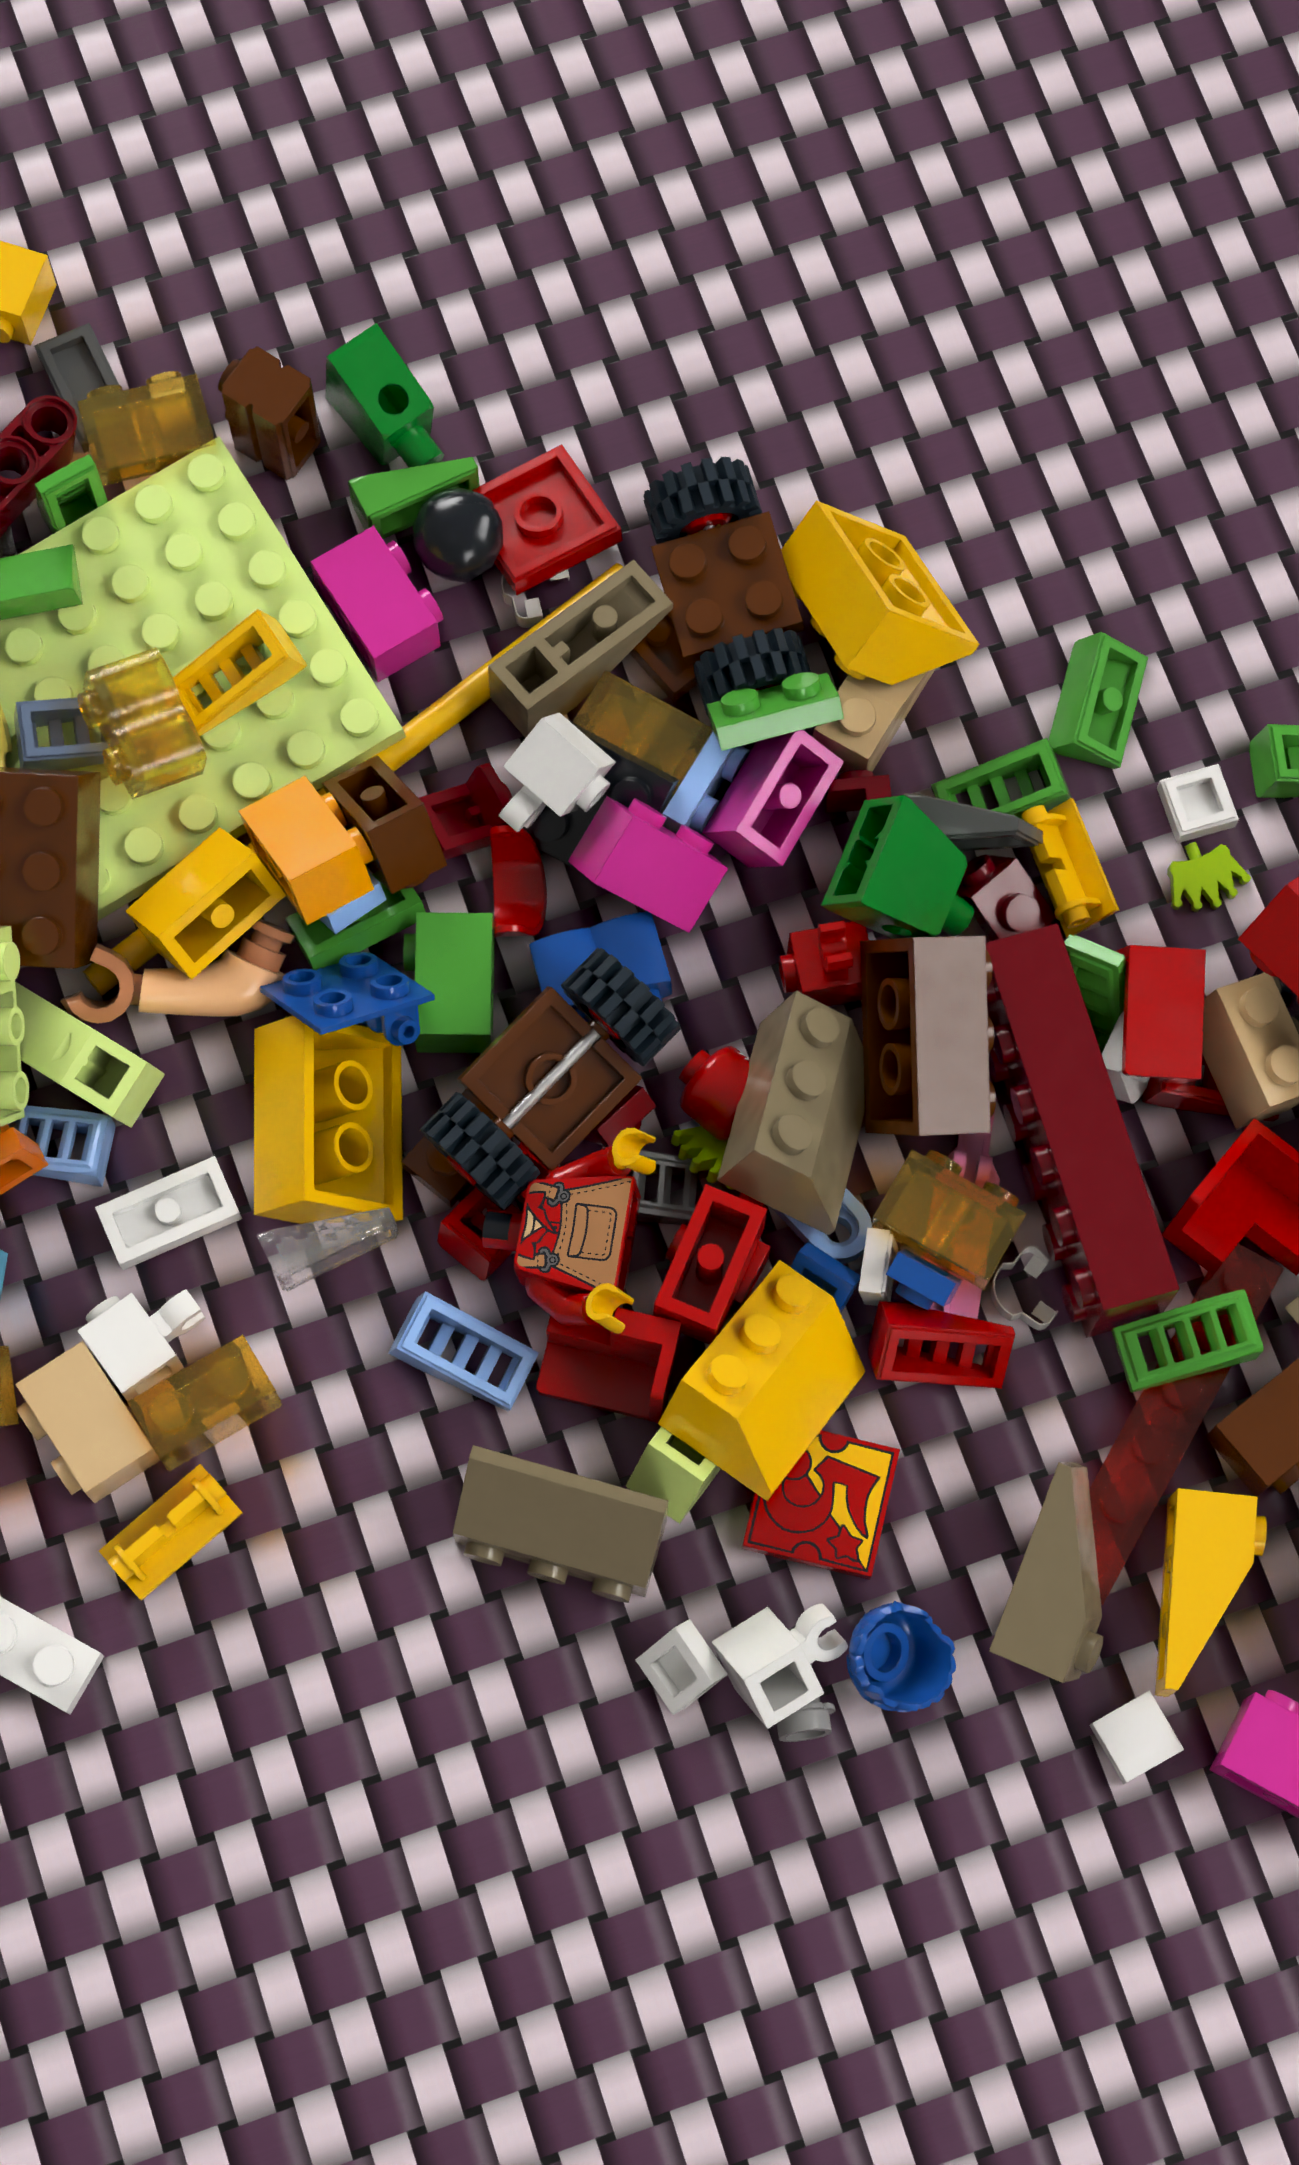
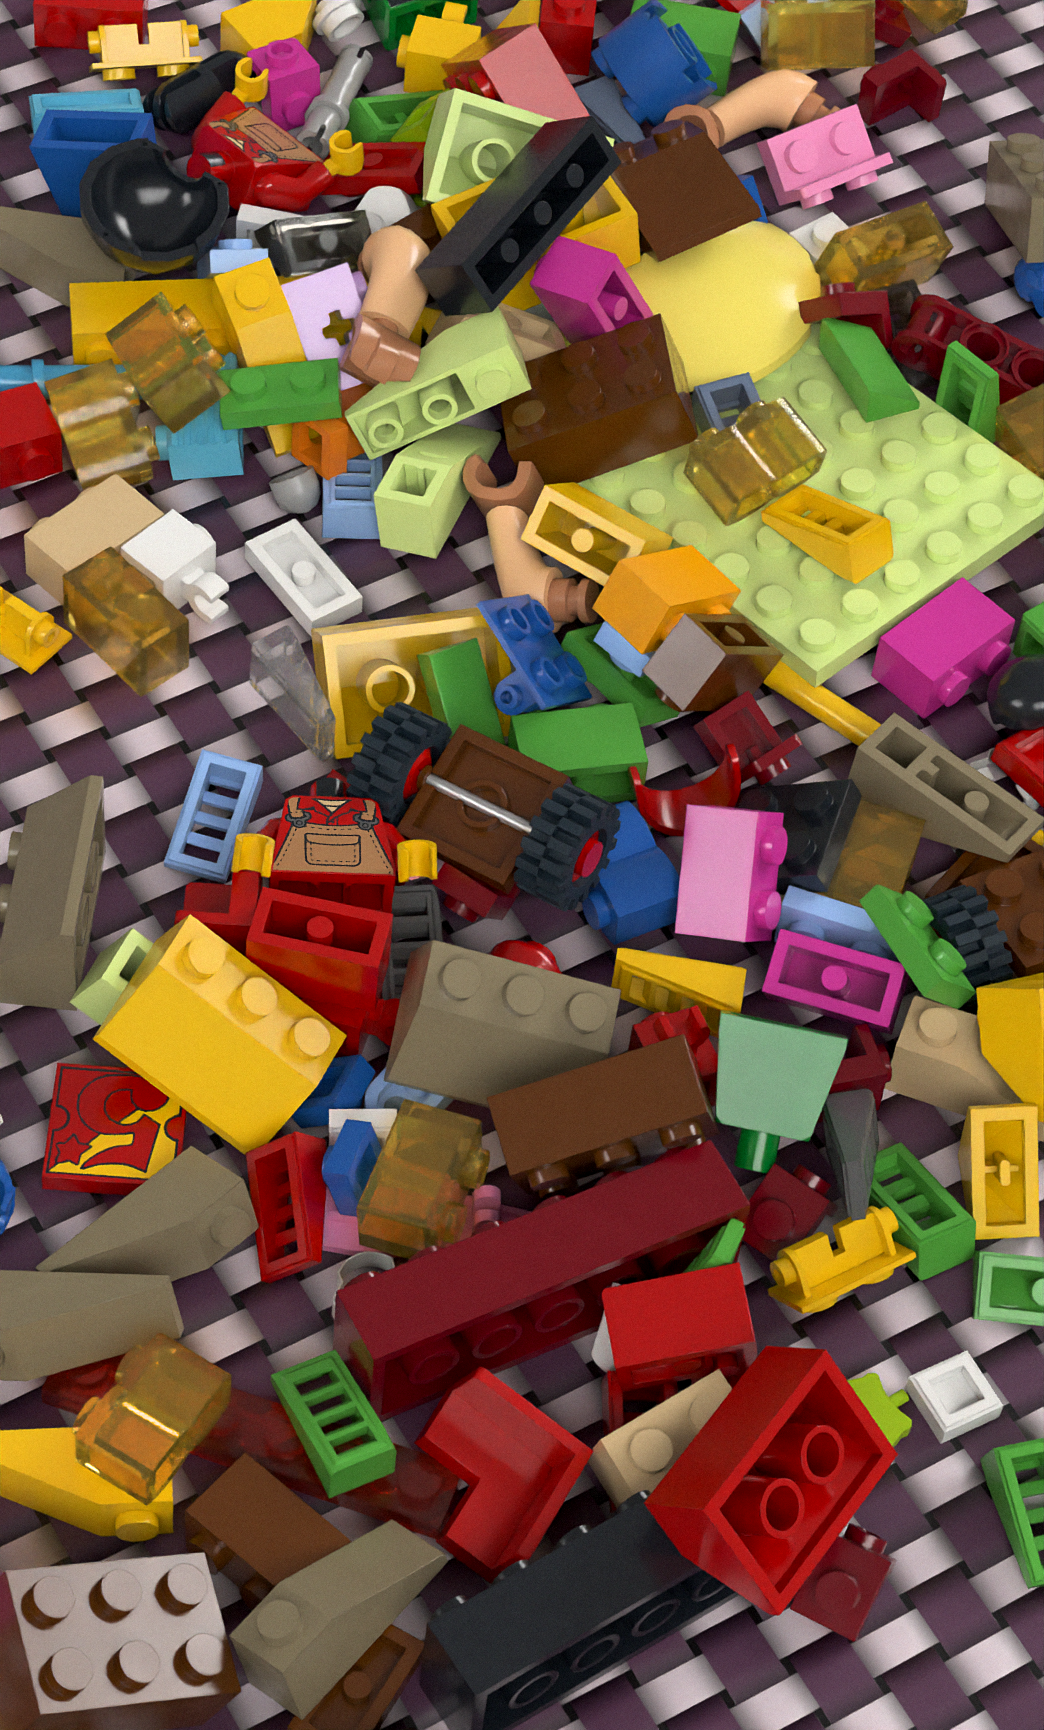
camera: 75 degrees right, 20 degrees down
(42, 1200) = (297, 490): none -> light grey hinge
(386, 1080) = (460, 688): none -> bright green slope
(557, 770) = (799, 766): white brick -> none
(758, 922) = (678, 984): none -> yellow slope
(958, 1467) = (167, 1225): none -> dark tan slope
(993, 705) = (1001, 1170): none -> yellow slope
(1191, 1500) = (151, 1417): none -> clear yellow brick

